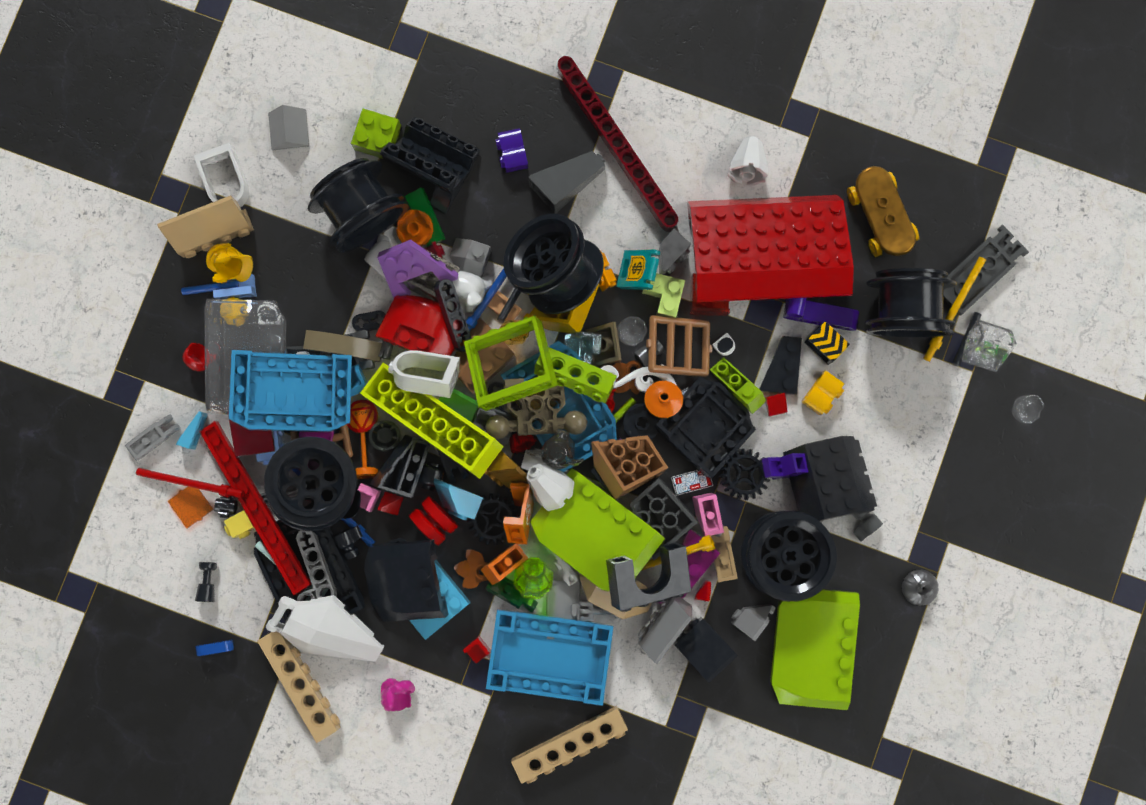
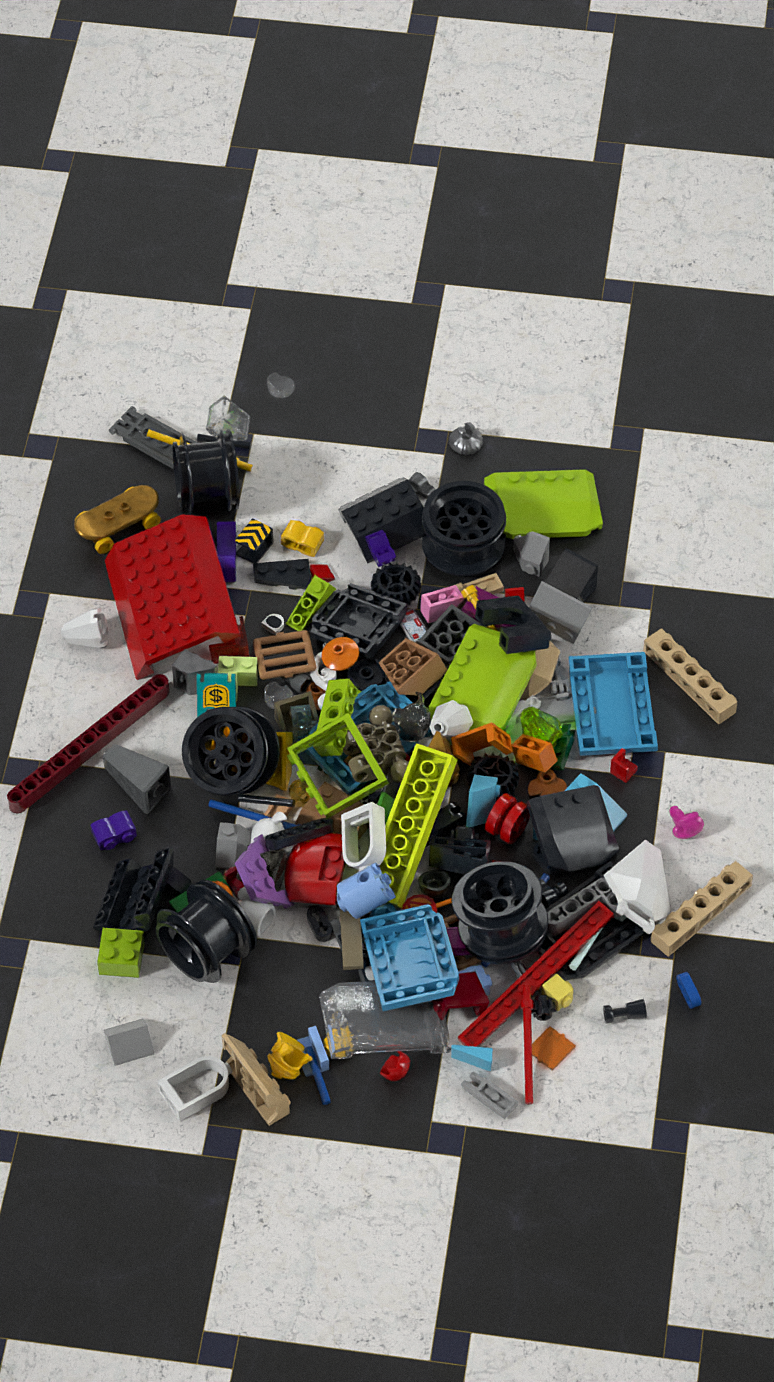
camera: 100 degrees left, 30 degrees down
(368, 362) = (364, 891): none -> light blue cylinder

